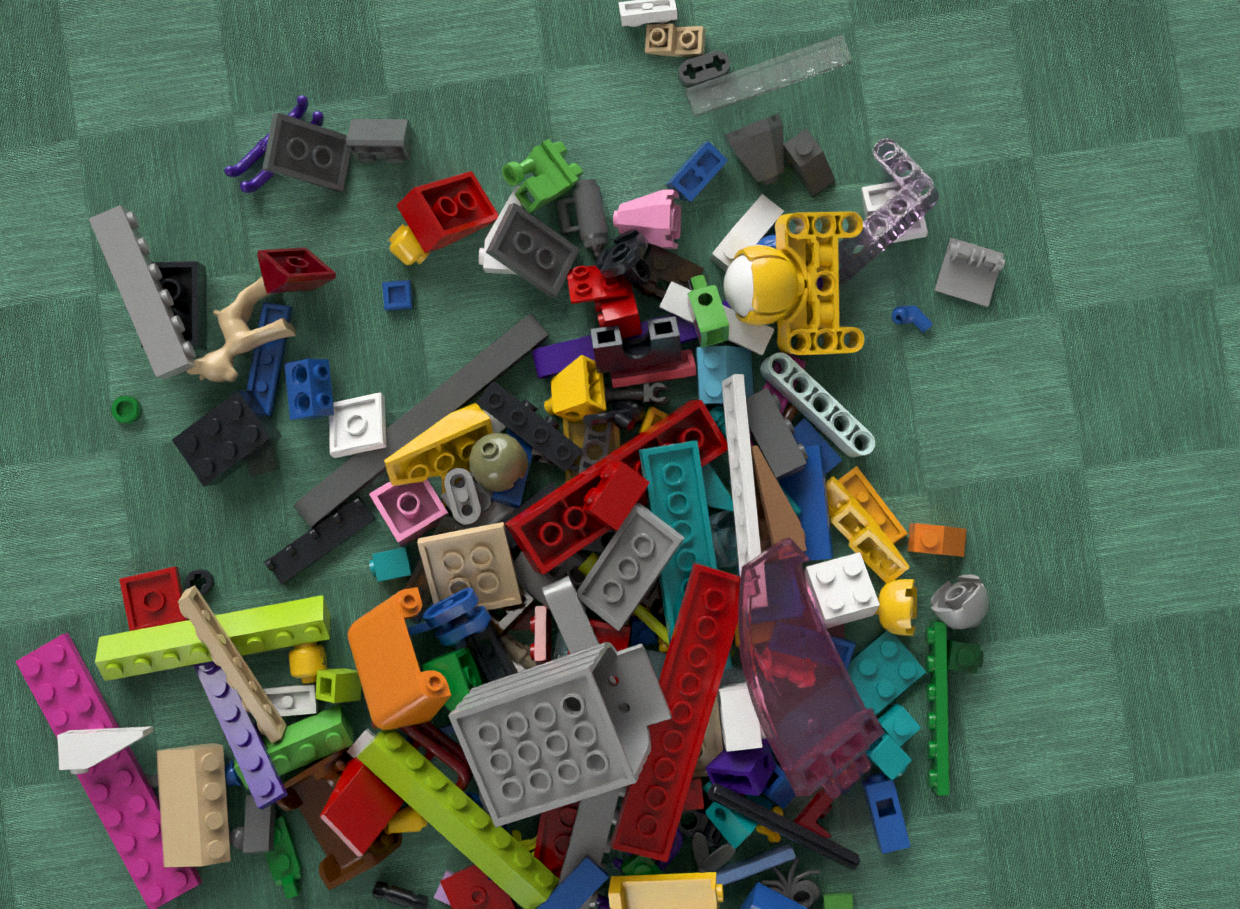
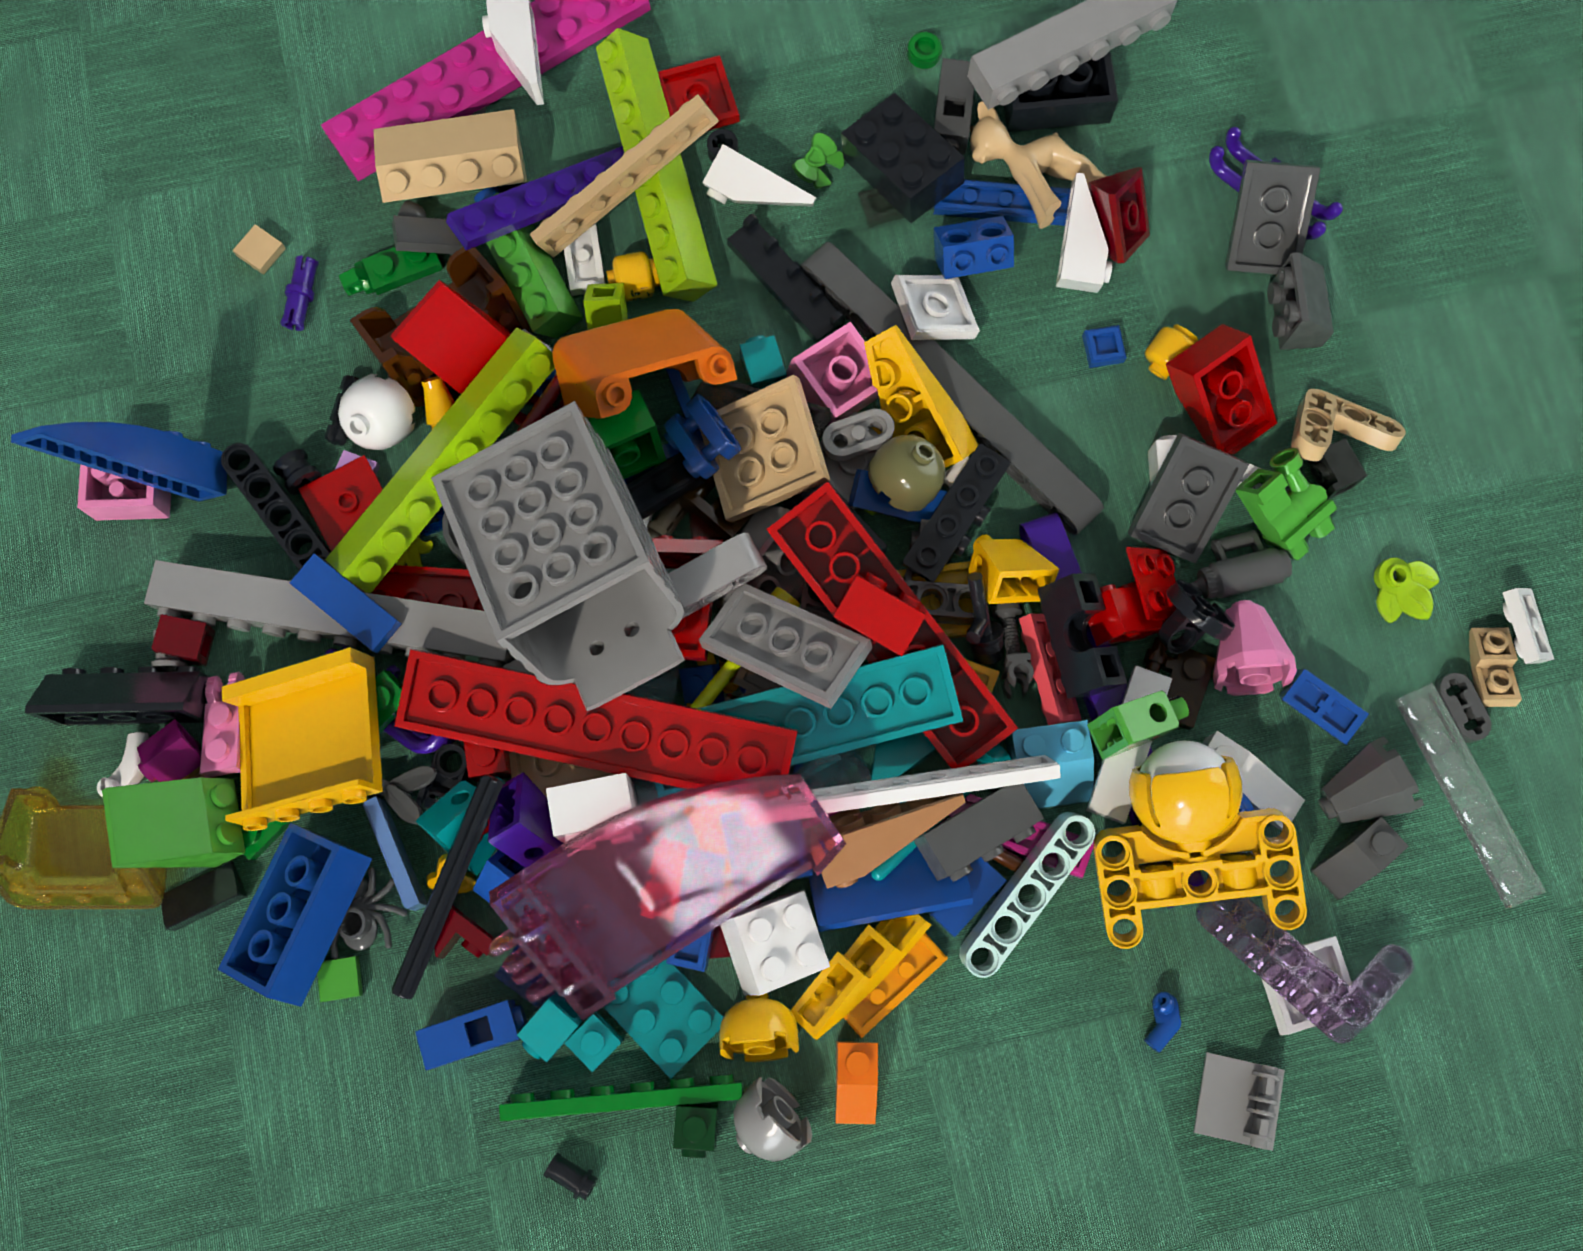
camera: 85 degrees right, 10 degrees down
(183, 392) = (954, 103): none -> dark grey brick
(211, 502) = (821, 151): none -> bright green piece
(237, 562) = (747, 182): none -> white slope
(319, 303) = (1084, 247): none -> white slope
(410, 870) = (376, 412): none -> white cylinder
(473, 129) = (1324, 412): none -> tan beam
(513, 133) = (1338, 469): none -> pearl dark grey brick
(612, 91) = (1409, 591): none -> lime plate
(987, 746) = (571, 1176): none -> black pin

